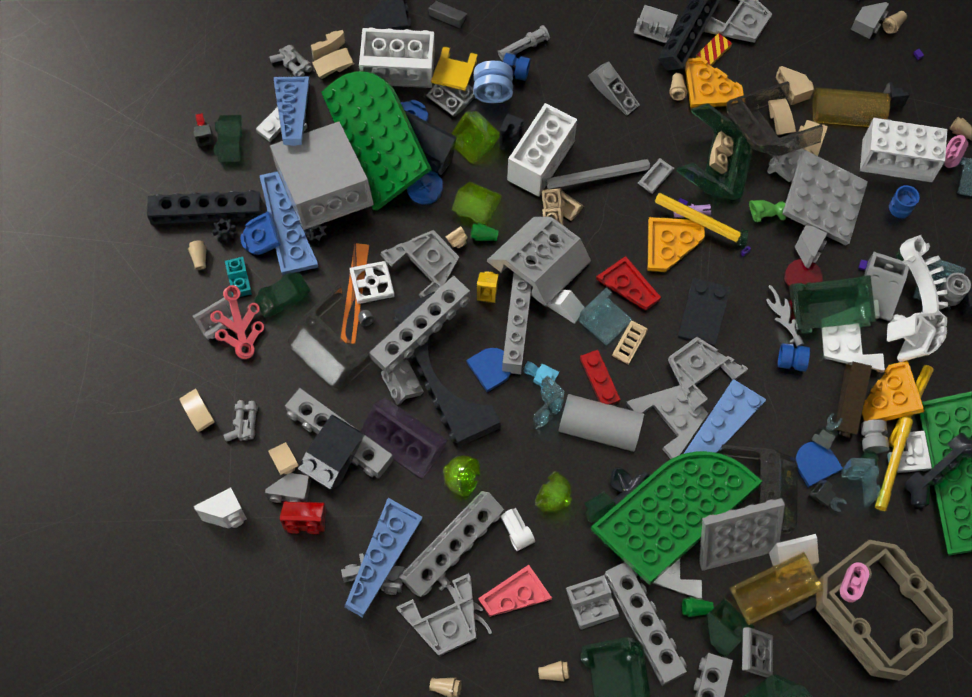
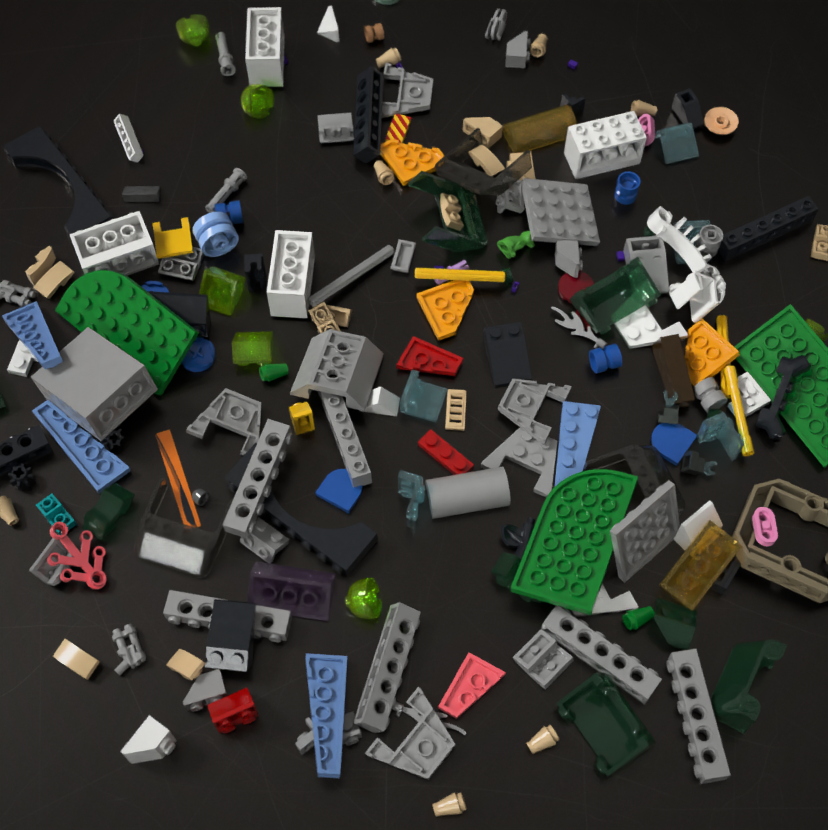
camera: 25 degrees left, 5 degrees down
(260, 235) = (59, 465): blue tile -> none
(381, 266) = (198, 472): white piece -> none
(457, 238) = (251, 386): tan plate -> none
(519, 534) = (445, 628): white piece -> none
(540, 373) = (390, 474): medium azure plate -> none
(554, 494) = (459, 575): clear neon green cylinder -> none
(613, 88) = (326, 196): light grey slope -> none
(765, 644) = (721, 634): light grey piece -> none

